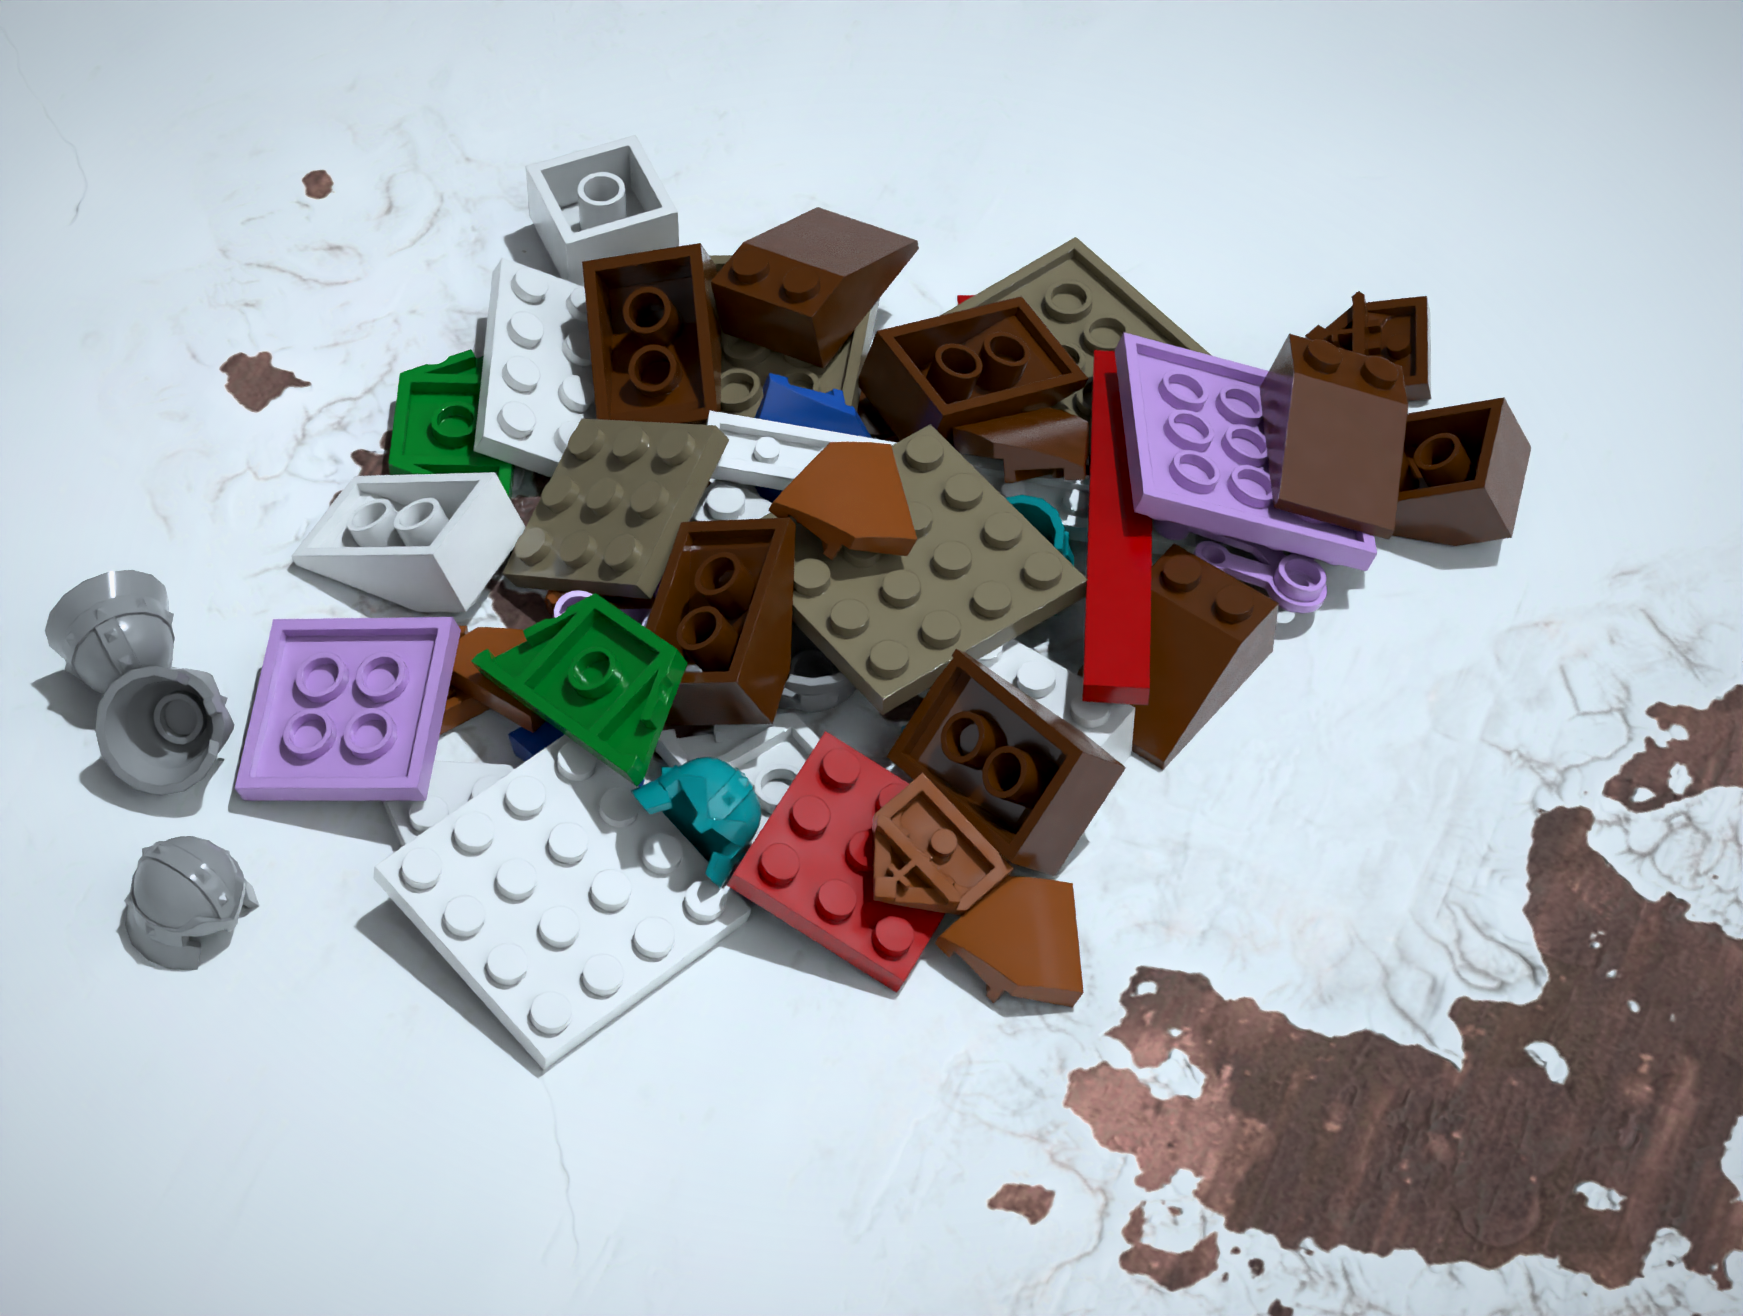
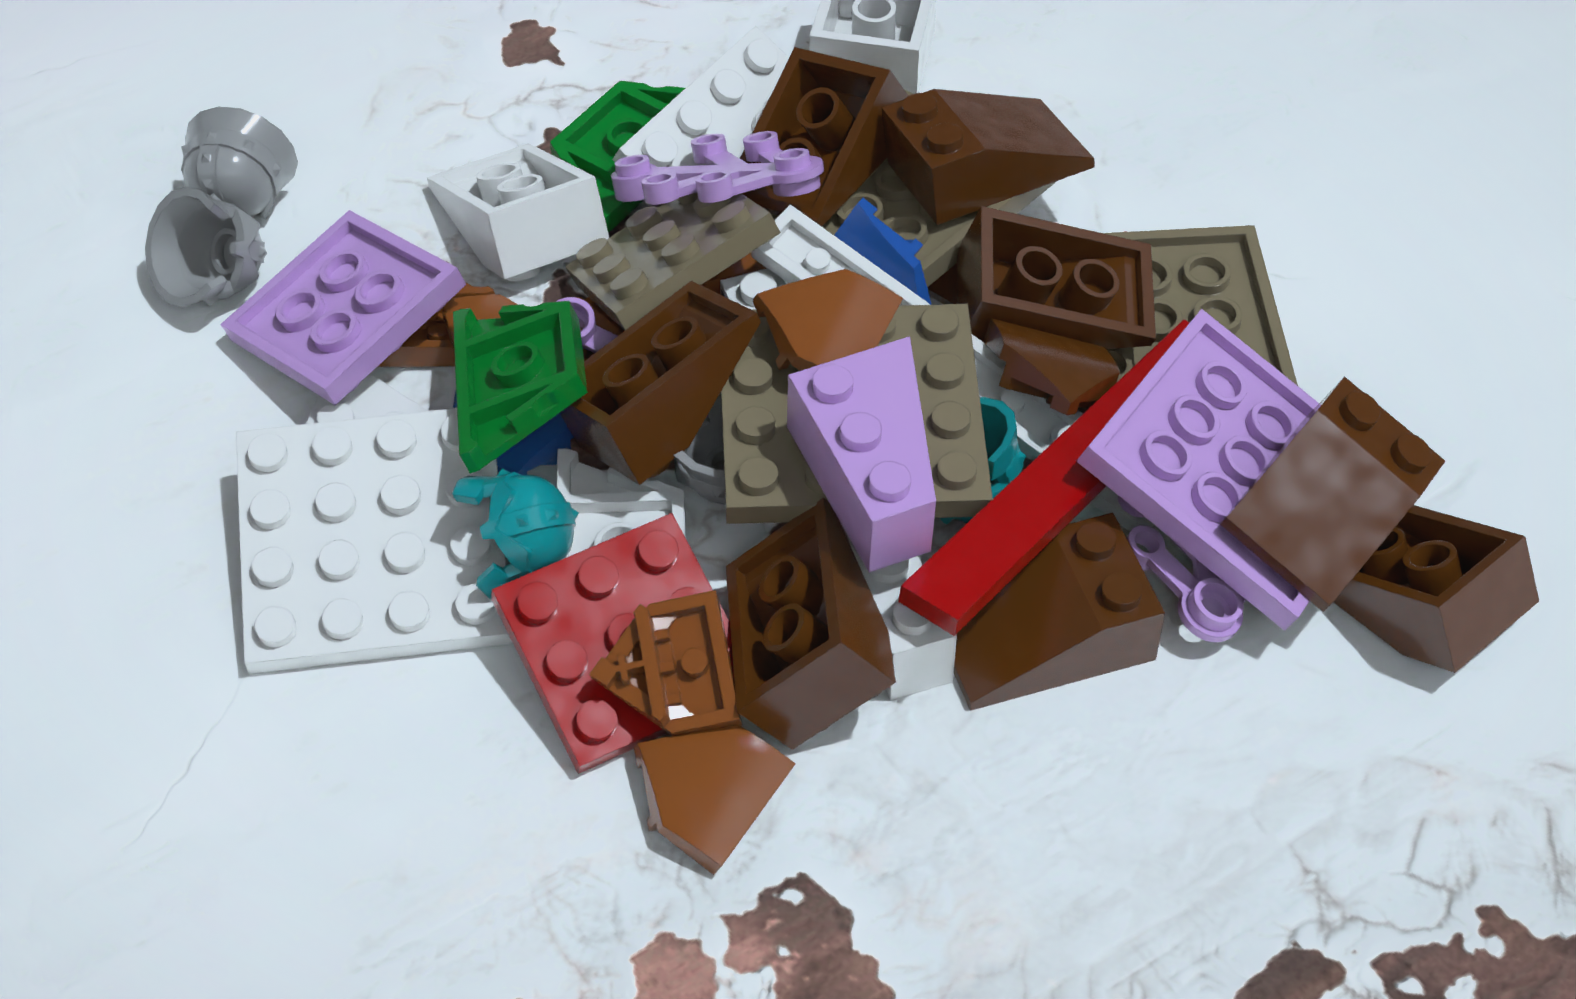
camera: 35 degrees right, 0 degrees up
(180, 893) = (108, 382): light grey helmet -> none
(634, 415) = (723, 176): none -> lavender plant
(982, 585) = (868, 449): none -> lavender wedge
(1389, 330) = (1477, 441): reddish brown slope -> none

